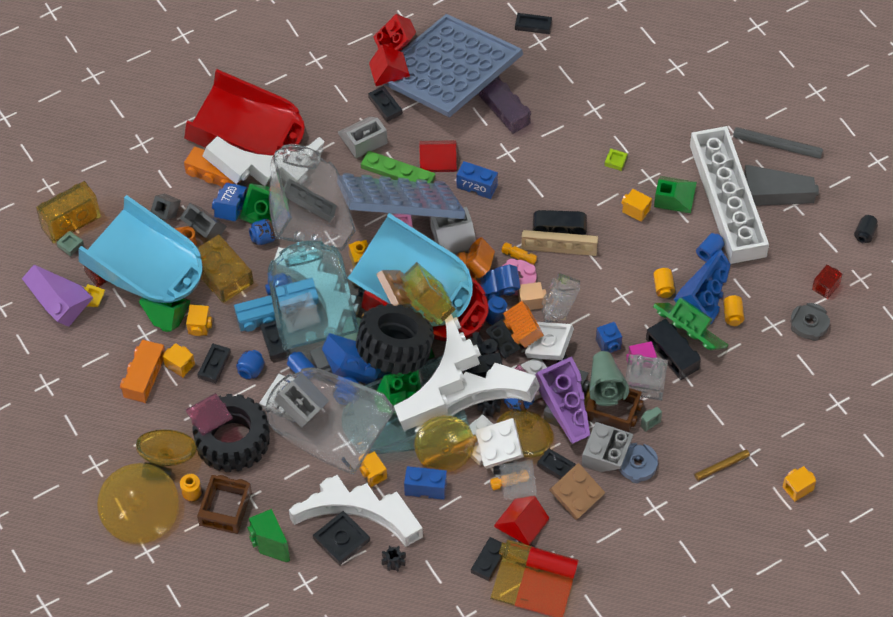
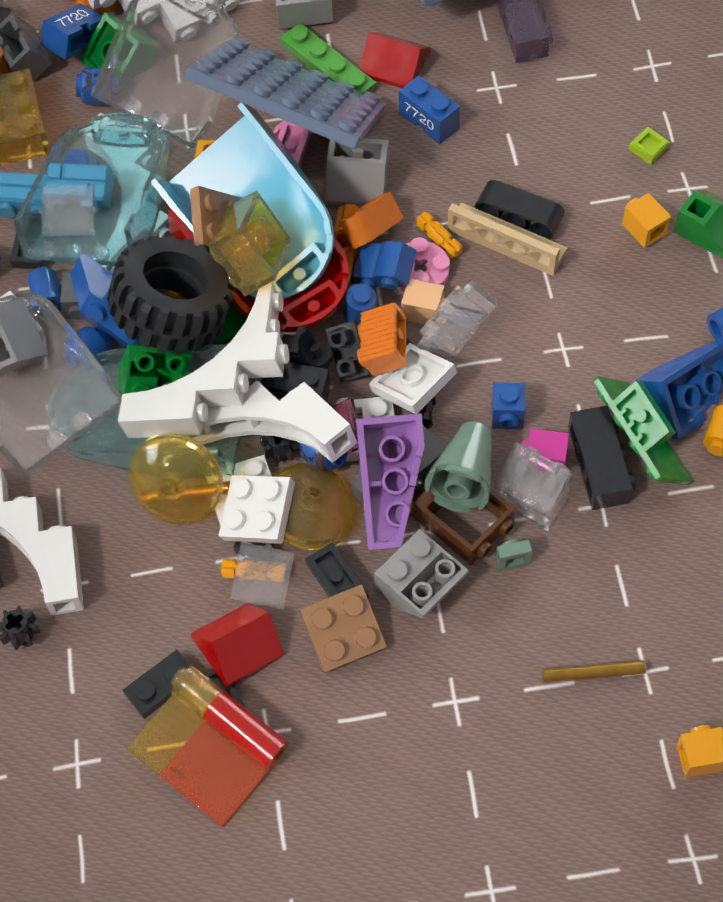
camera: 25 degrees right, 5 degrees up
(309, 200) = (168, 57): dark grey plate -> none
(373, 469) = (61, 479): light orange brick -> none
(425, 482) = (124, 528): blue brick -> none
(641, 472) = (462, 635): sand blue plate -> none
(664, 282) = (634, 350): light orange brick -> none

